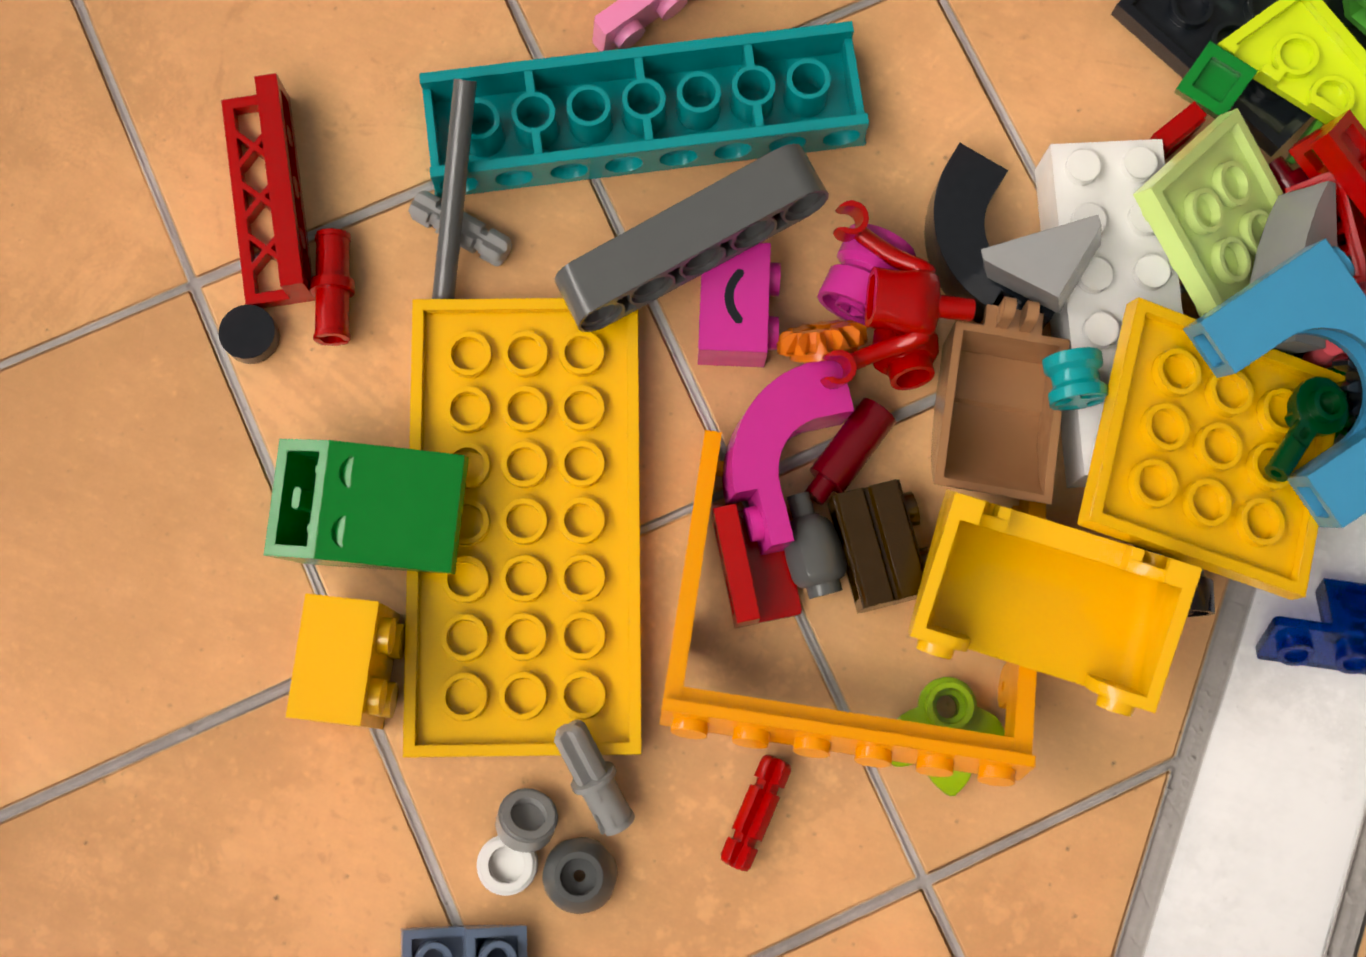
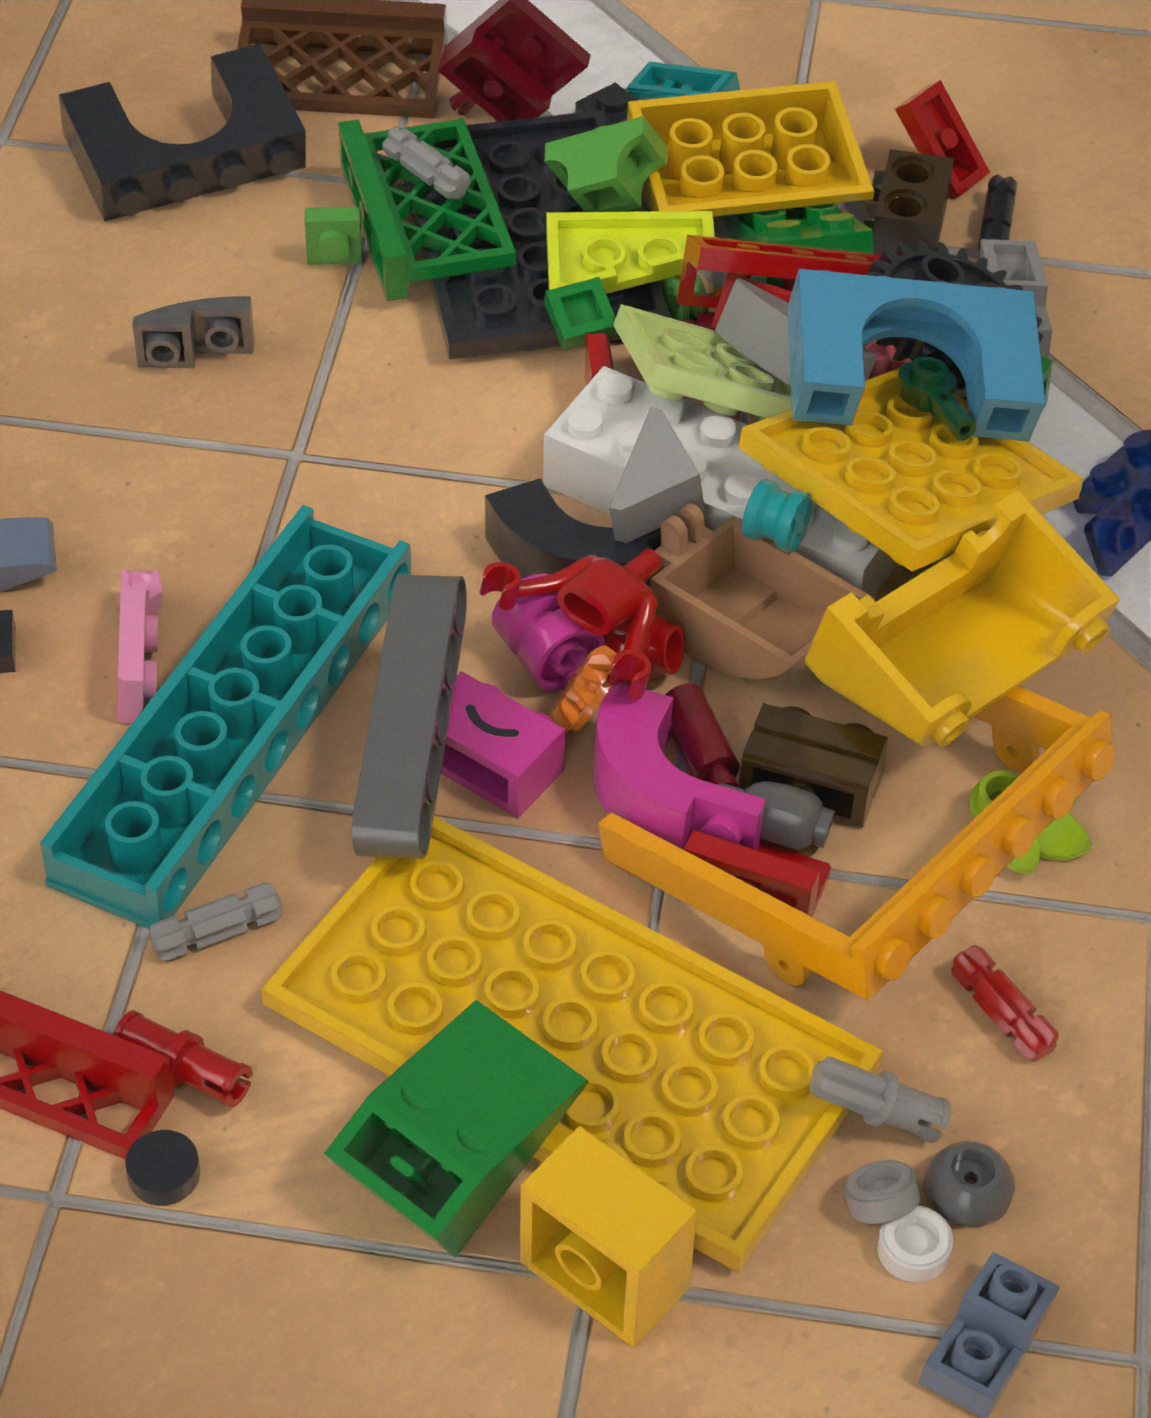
camera: 55 degrees left, 30 degrees down
(454, 188) = (188, 876): dark grey bar -> none

